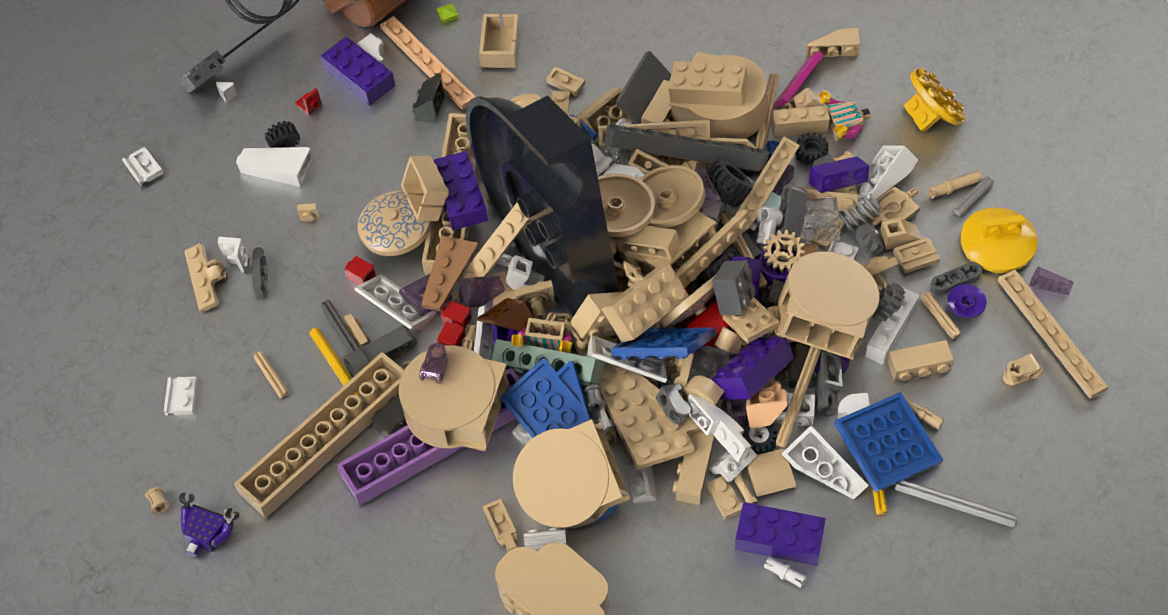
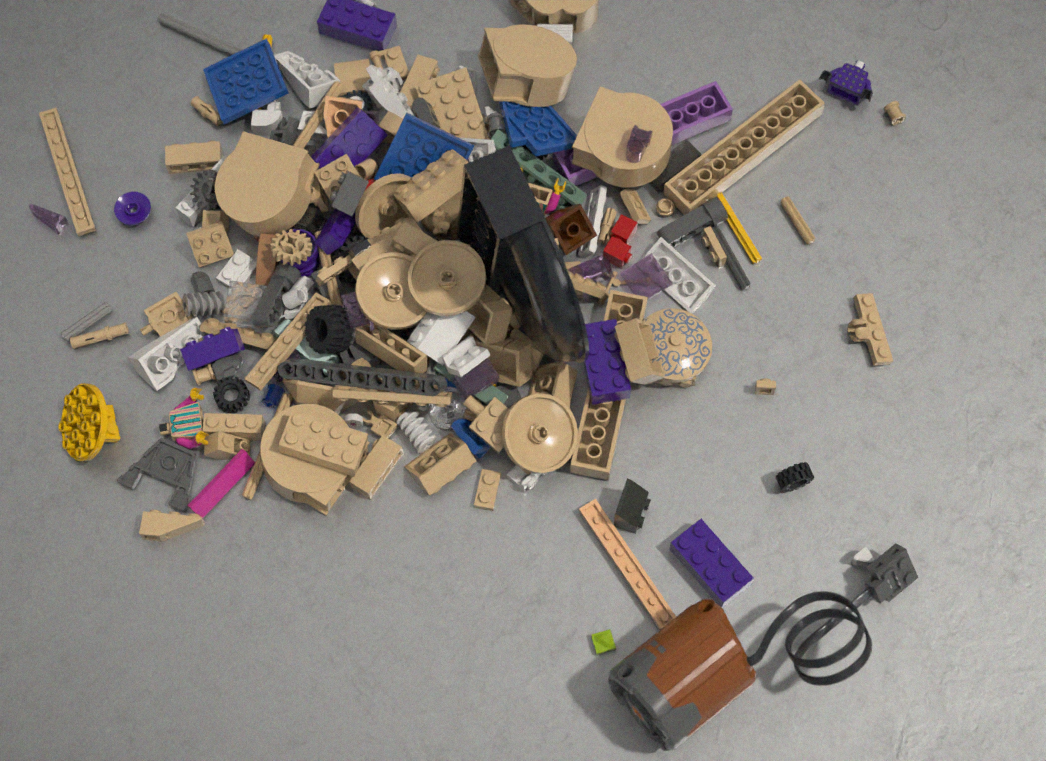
camera: 175 degrees left, 10 degrees up
(142, 166) = (949, 470): white plate -> none
(180, 396) = (883, 210): white plate -> none
(234, 252) = (838, 340): white bracket -> none
(259, 271) = (813, 324): dark grey hinge -> none
(276, 164) = (792, 447): white slope -> none
(311, 101) = (763, 527): red bracket -> none
(359, 270) = (711, 312): red brick -> none
(373, 46) = (695, 587): white arch -> none
(447, 269) = (621, 284): medium nougat wing -> none
(499, 44) = (547, 579): tan piece -> none
(501, 524) = (591, 59): tan hinge -> none
(565, 81) = (477, 519): tan plate -> none
(642, 87) = (392, 488): dark grey tile -> none
(710, 234) = (358, 247): none -> black plate
(854, 88) = (168, 463): none -> dark grey wing
(898, 233) = (172, 281): tan slope -> none
(916, 255) = (163, 263): tan plate -> none
(940, 315) = (160, 202): tan axle -> none
(959, 271) = (135, 230): dark grey beam -> none
(999, 239) = (79, 269): yellow bracket -> none
(1022, 370) = (105, 139): tan piece -> none

